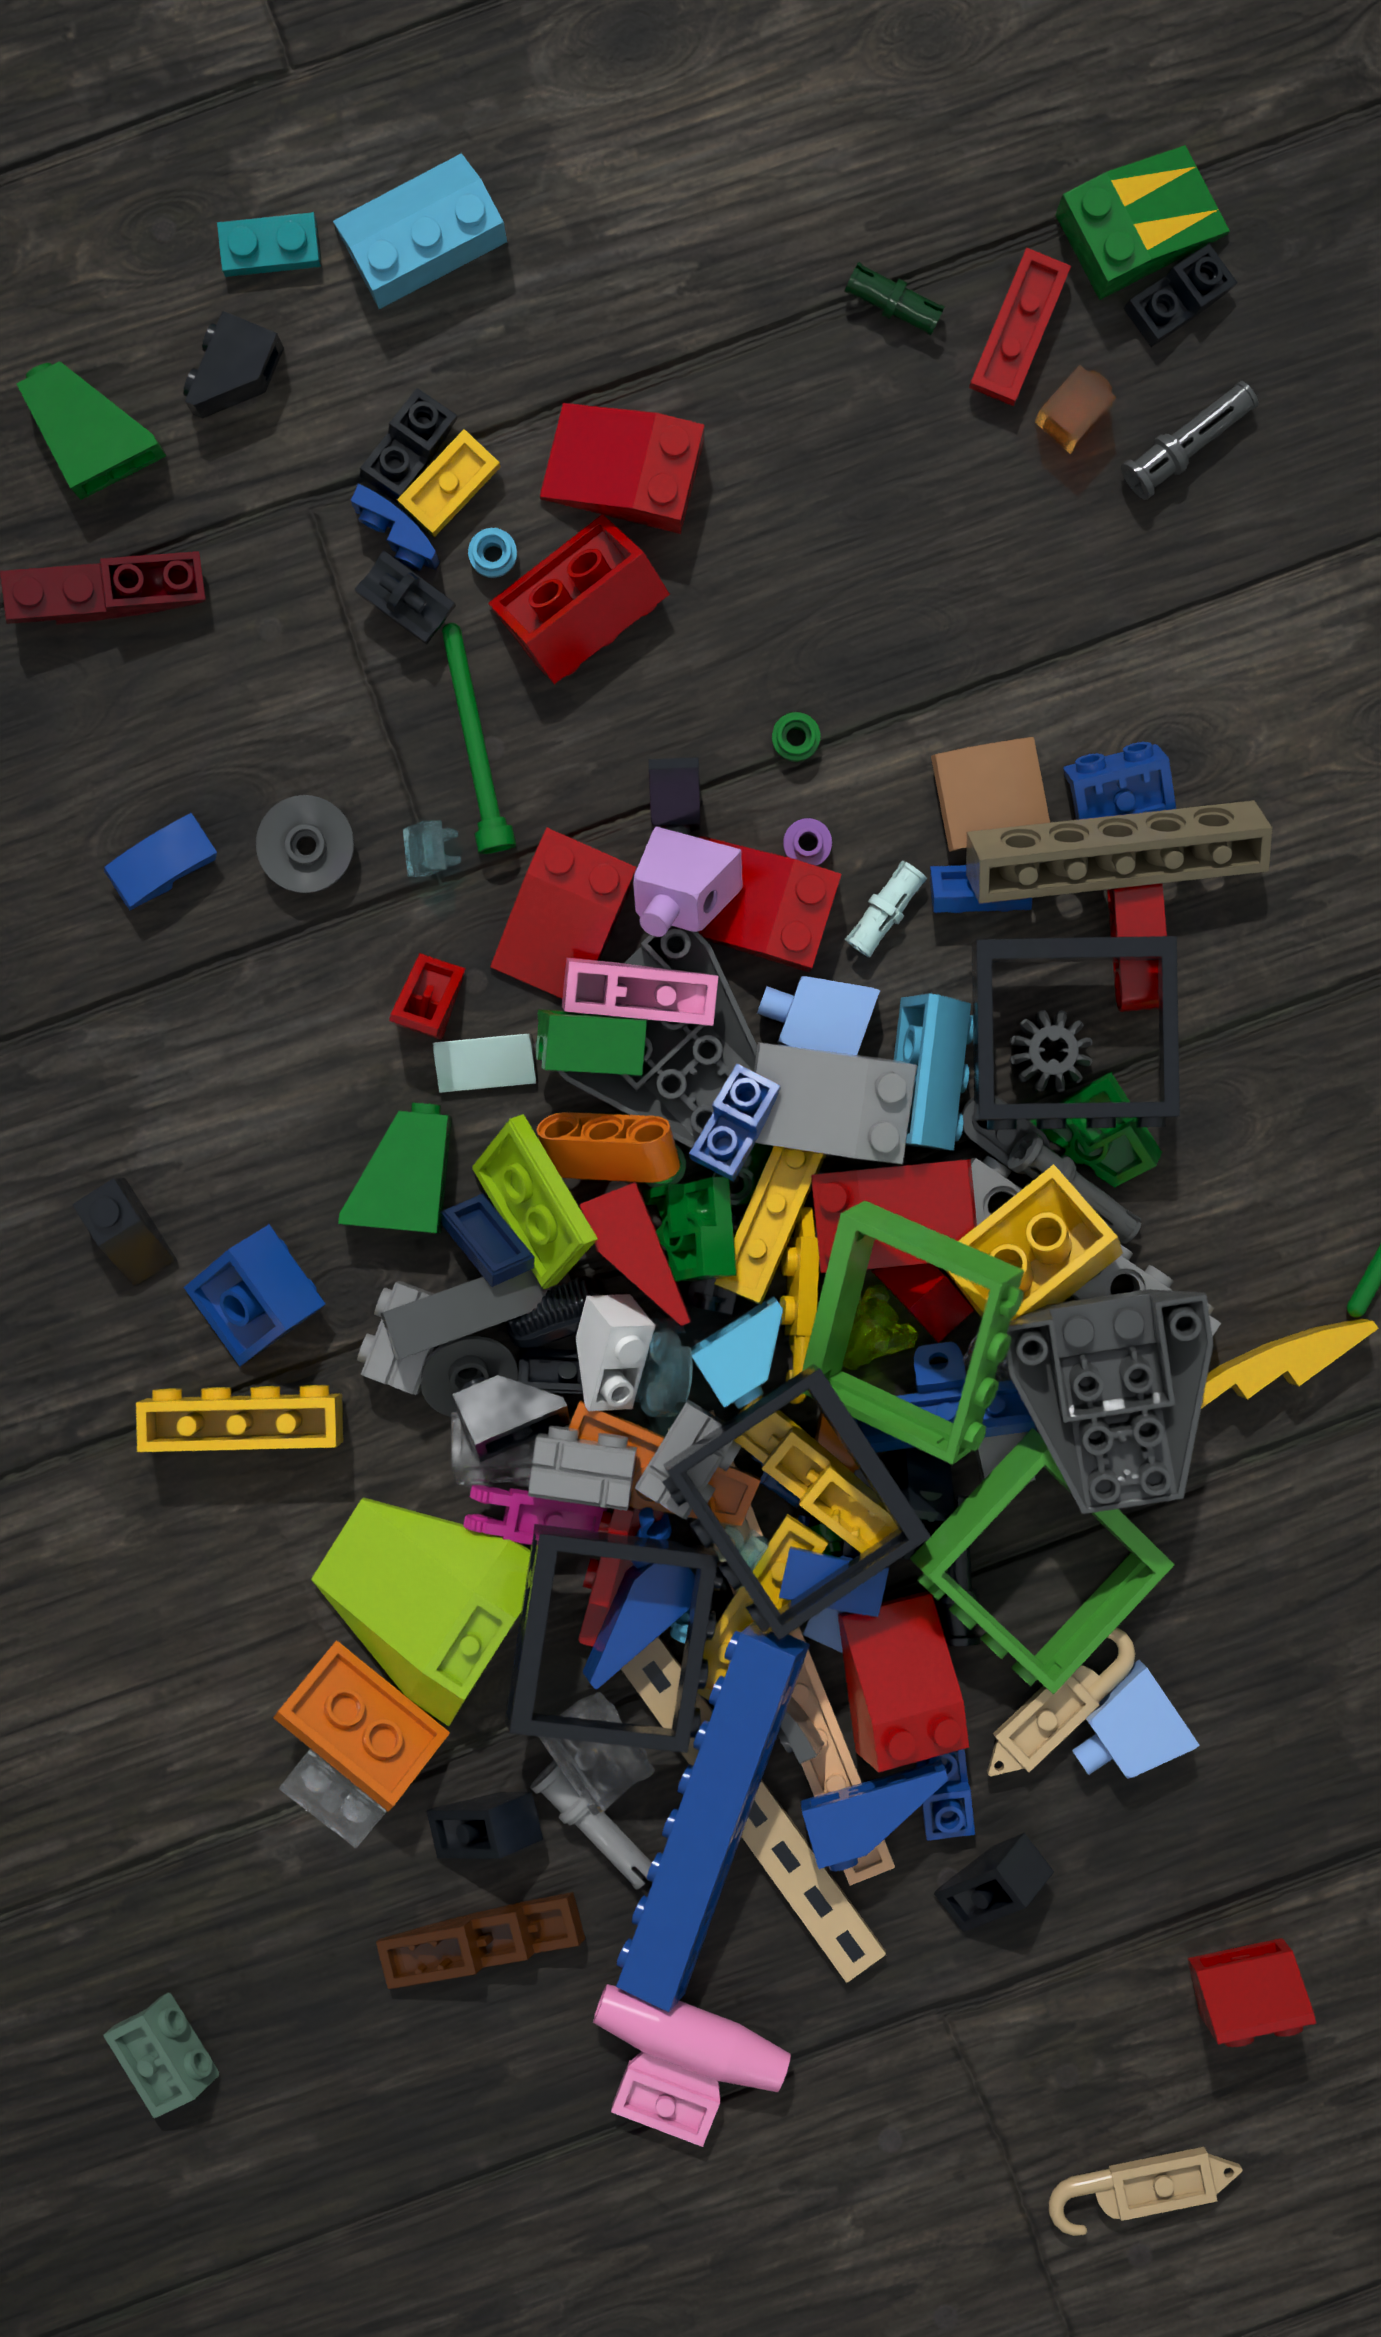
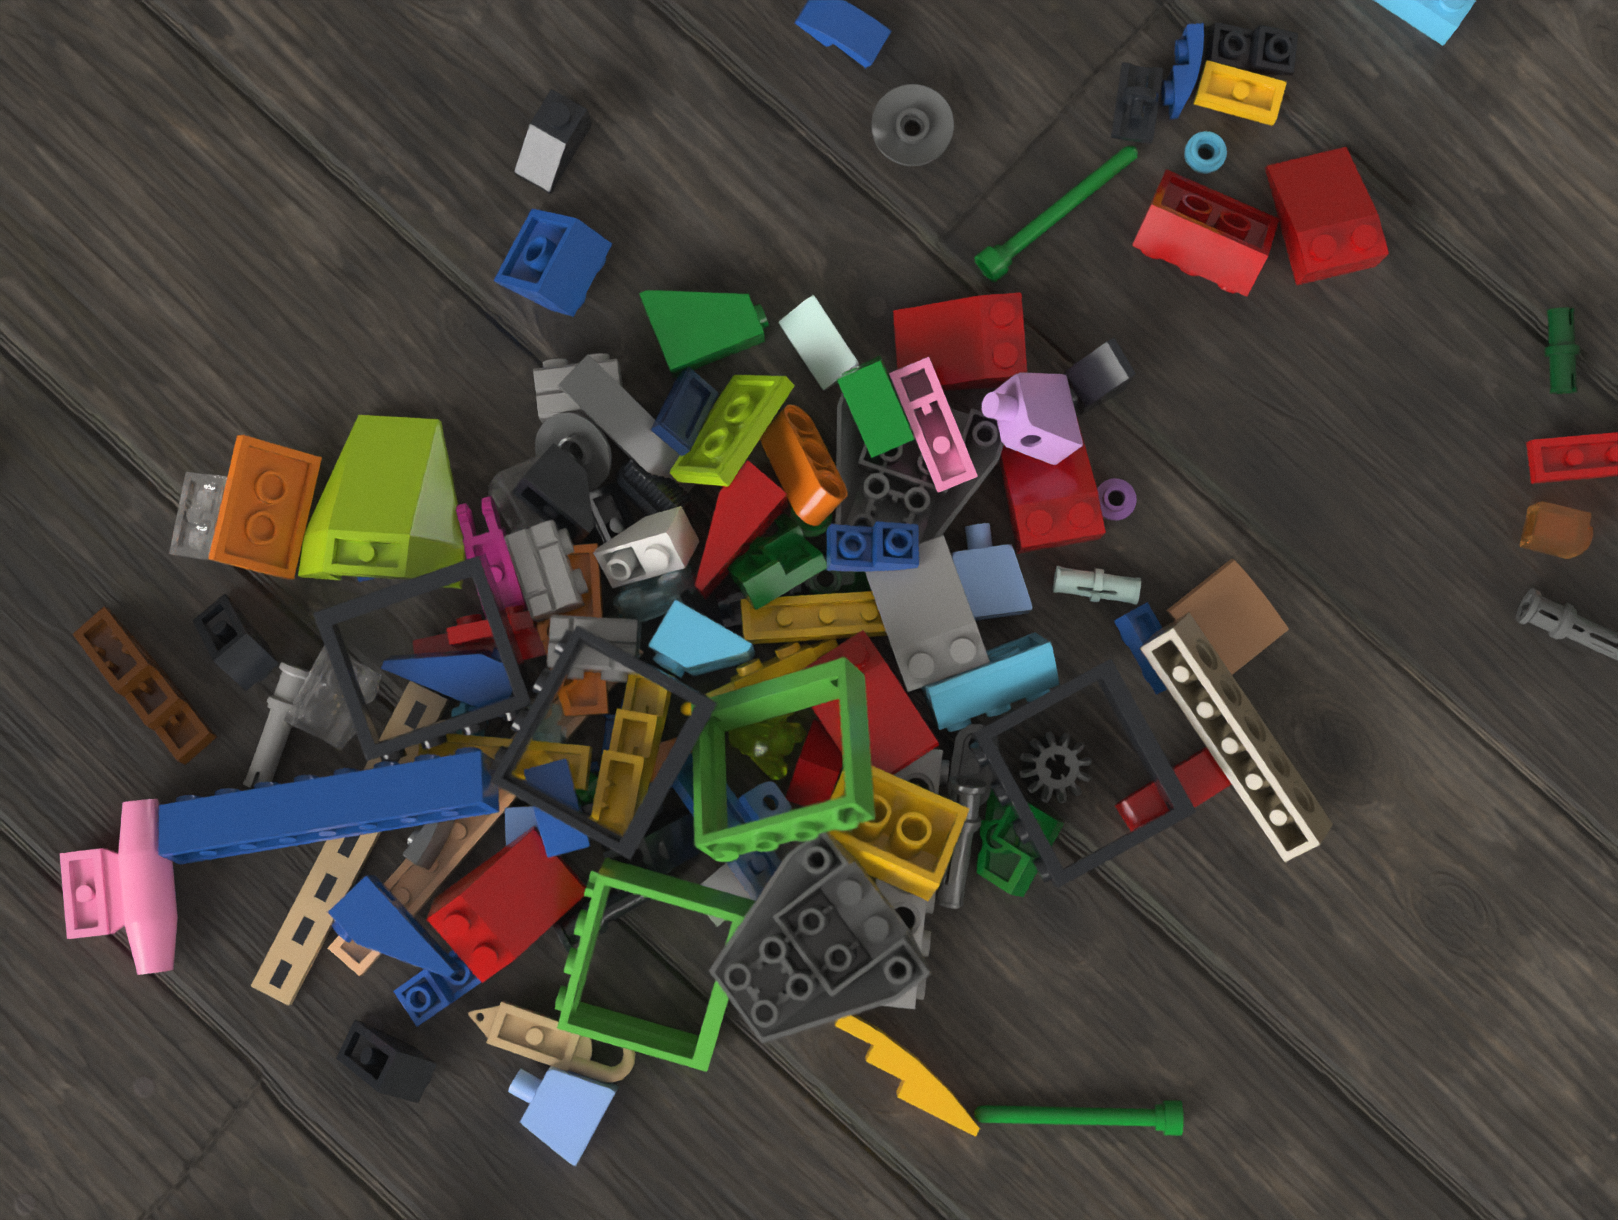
camera: 65 degrees right, 5 degrees down
(239, 1422) = (450, 298): yellow brick -> none
(426, 848) = (956, 215): clear light blue tile -> none
(428, 997) = (845, 275): red slope -> none
(657, 1530) = (527, 652): blue hand -> none
(800, 722) = (1199, 440): green plate -> none
(1121, 782) = (1290, 714): blue bracket -> none

